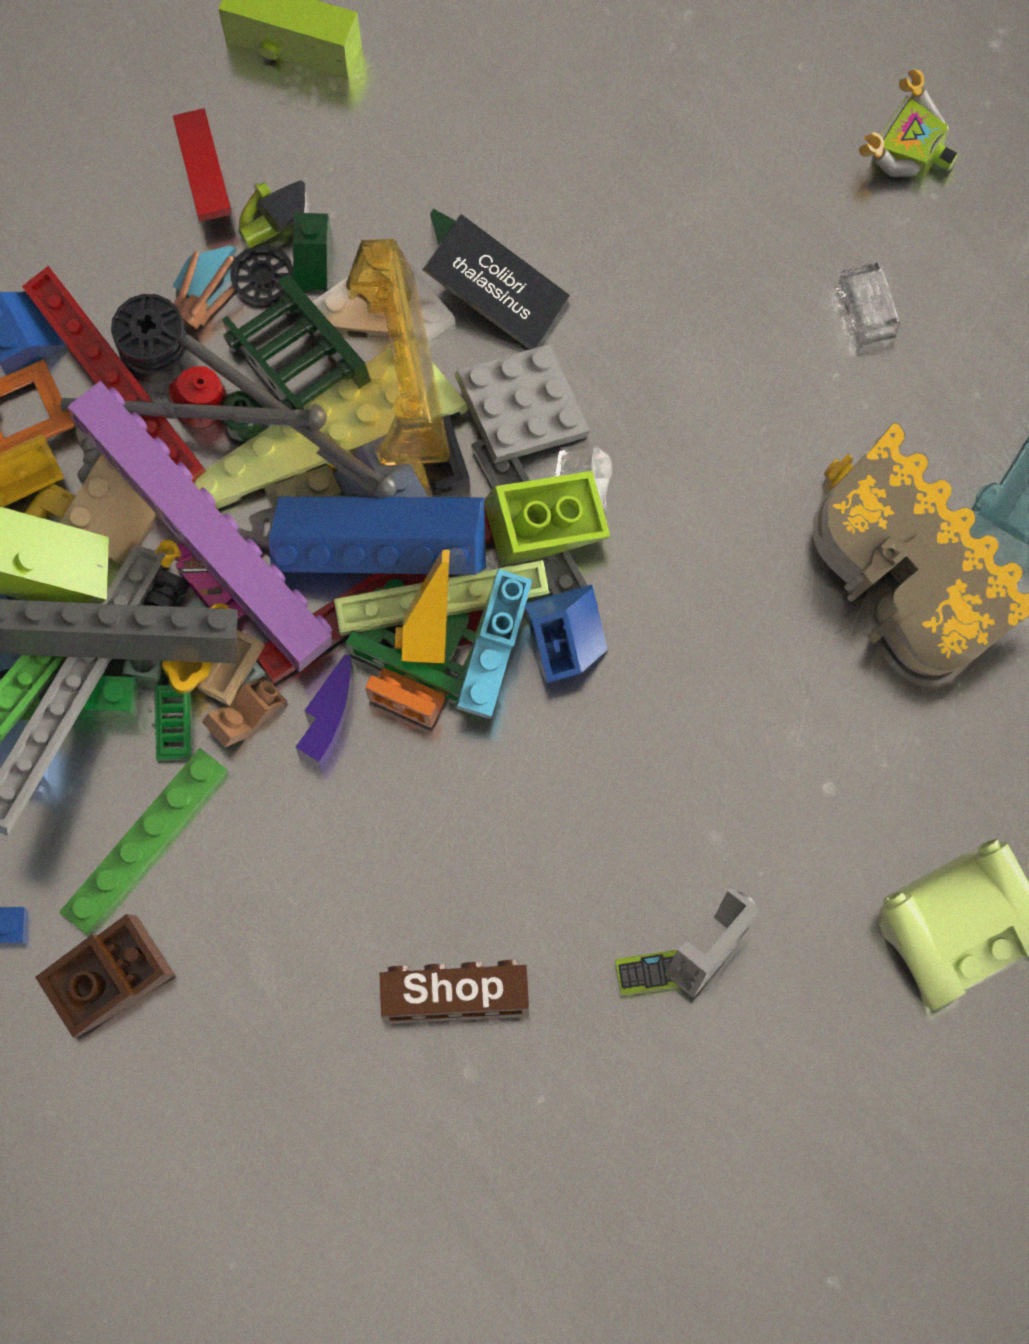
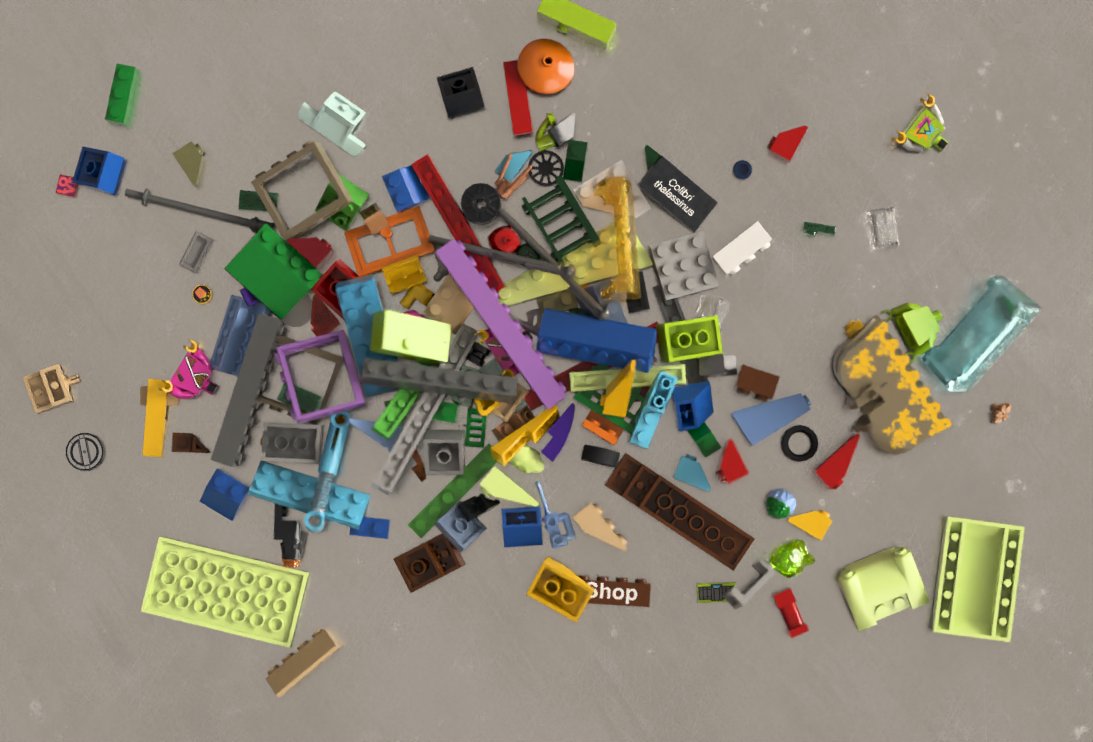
camera: 10 degrees right, 15 degrees up
(73, 805) = (419, 469): none -> reddish brown slope
(102, 168) = (460, 92): none -> black slope
(117, 770) = (444, 452): none -> light grey slope
(156, 900) = (457, 528): none -> sand blue plate
(187, 864) = (476, 506): none -> black slope
(234, 821) = (502, 487): none -> yellowish green slope
(245, 111) = (538, 74): none -> orange dish
(268, 768) = (528, 460): none -> yellowish green arm
(273, 888) = (522, 526): none -> blue slope
(275, 712) = (532, 431): none -> yellow slope
(329, 877) = (551, 520): none -> light blue piece
(354, 993) = (560, 589): none -> yellow slope
(407, 742) = (600, 456): none -> black tyre
(415, 872) = (593, 524): none -> tan slope
(566, 830) = (679, 511): none -> reddish brown slope
(580, 759) = (691, 473): none -> medium azure slope
(596, 697) = (704, 440): none -> green slope
(602, 563) = (717, 365): none -> flat silver slope
(606, 240) = (742, 170): none -> dark blue tile
(622, 364) = (742, 249): none -> white brick
(653, 725) = (731, 465): none -> red slope
(677, 581) = (756, 382): none -> reddish brown brick
(678, 185) = (786, 143): none -> red slope
(708, 644) = (767, 418): none -> medium blue slope
(749, 316) = (813, 229): none -> clear green plate
(751, 792) = (780, 503): none -> piece
(778, 658) = (785, 446): none -> black tyre
(786, 891) = (791, 558): none -> clear neon green piece
(787, 977) = (790, 614): none -> red piece
(814, 822) = (812, 522): none -> yellow slope
(837, 719) = (836, 465): none -> red slope
(955, 454) = (917, 326): none -> lime torso

